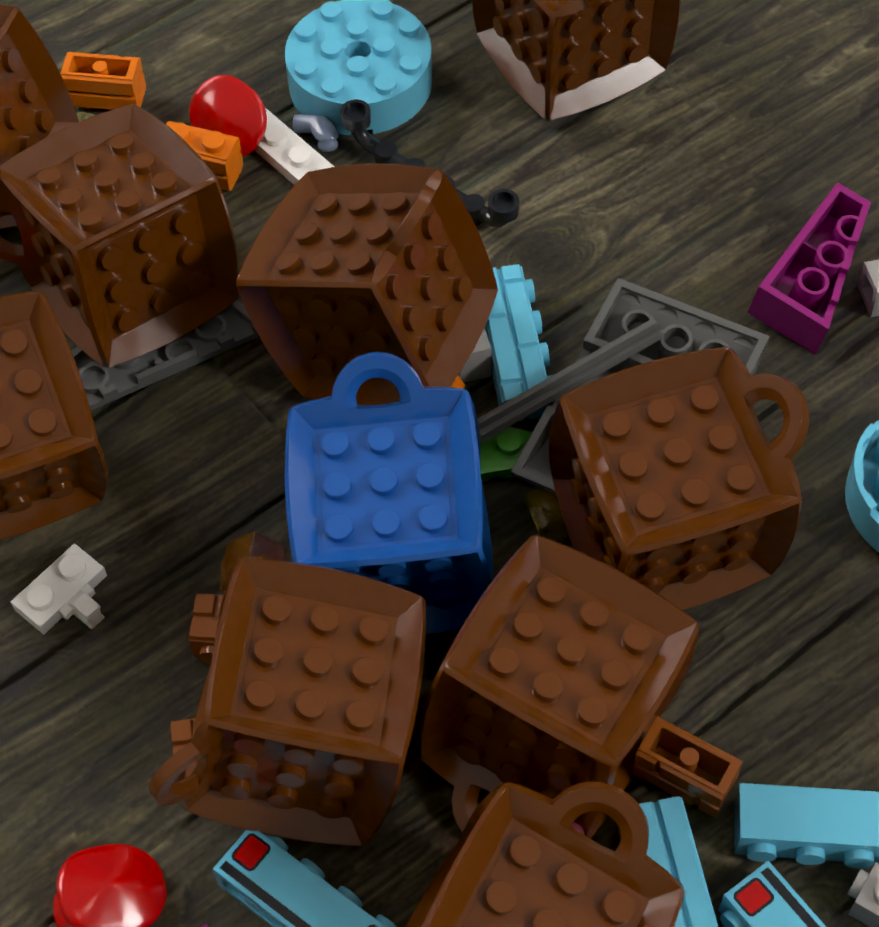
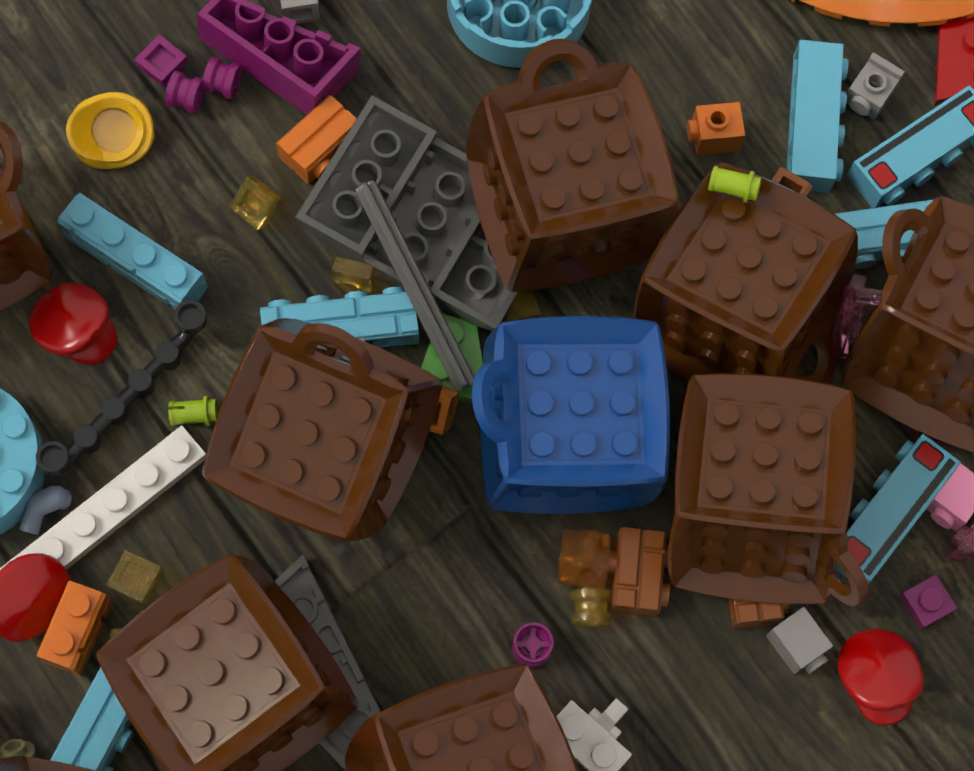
camera: 95 degrees left, 15 degrees up
(139, 808) = (800, 642): none -> light grey brick
(163, 527) = (534, 638): none -> magenta wheel
(200, 579) = (591, 607): none -> clear yellow wheel
(249, 198) = (134, 577): none -> clear yellow plate
(499, 137) = (73, 323): none -> red piece
(568, 348) = (352, 275): none -> clear yellow plate
(572, 169) = (130, 252): none -> medium azure brick
(644, 264) = (255, 202): none -> clear yellow plate
(662, 637) = (735, 183): none -> lime pin
(703, 139) = (110, 130): none -> yellow piece
(724, 300) = (315, 139): none -> orange brick
(758, 199) = (184, 92): none -> magenta wheel
(779, 227) = (222, 78): none -> magenta wheel
(791, 180) = (160, 60): none -> magenta plate
(797, 708) = (716, 128): none -> orange brick

